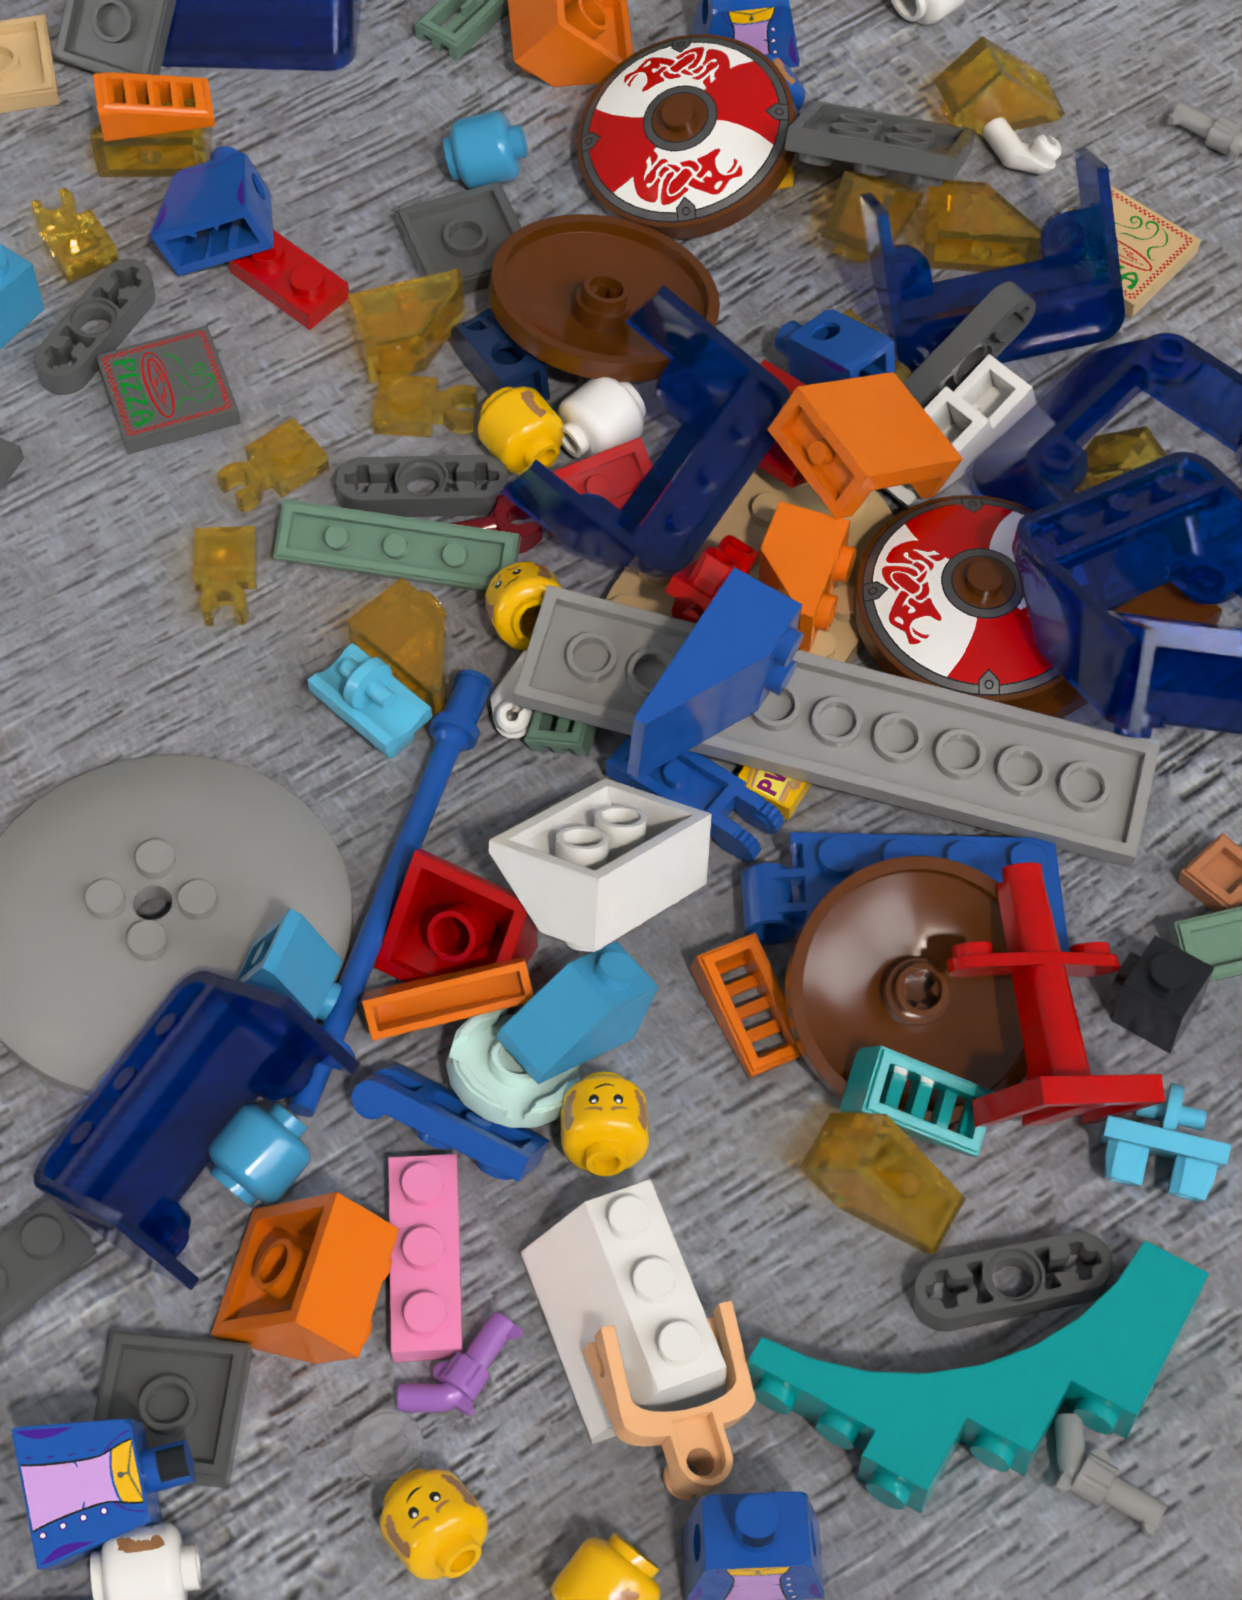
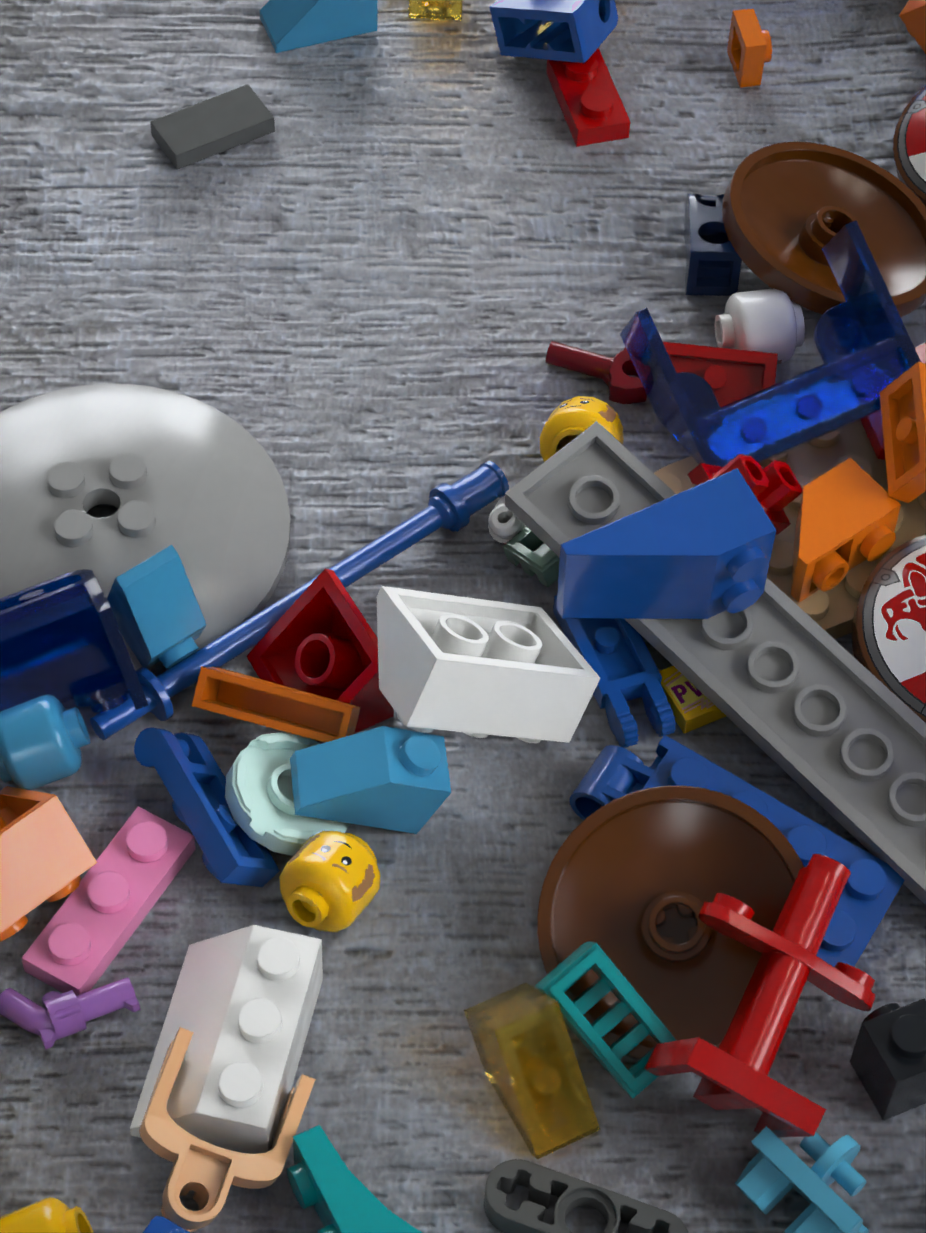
camera: 30 degrees right, 5 degrees down
(97, 302) = (370, 73): dark grey beam -> none
(168, 389) = (424, 134): dark grey tile -> none
(224, 568) = (361, 284): clear yellow plate -> none
(277, 460) = (471, 231): clear yellow plate -> none
(371, 700) = (396, 447): medium azure hips -> none
(392, 546) = (509, 337): sand green tile -> none
(401, 158) = (748, 47): none -> orange plate
(404, 469) = (527, 280): dark grey beam -> none
(406, 322) = (651, 174): clear yellow slope -> none
(410, 636) = (462, 416): clear yellow slope -> none
(414, 404) = (618, 242): clear yellow plate -> none
(458, 233) = (746, 122): dark grey tile -> none
(485, 149) = (823, 73): dark azure head -> none
(520, 428) = (685, 299): yellow head -> none
(746, 953) = (529, 810): orange slope -> none

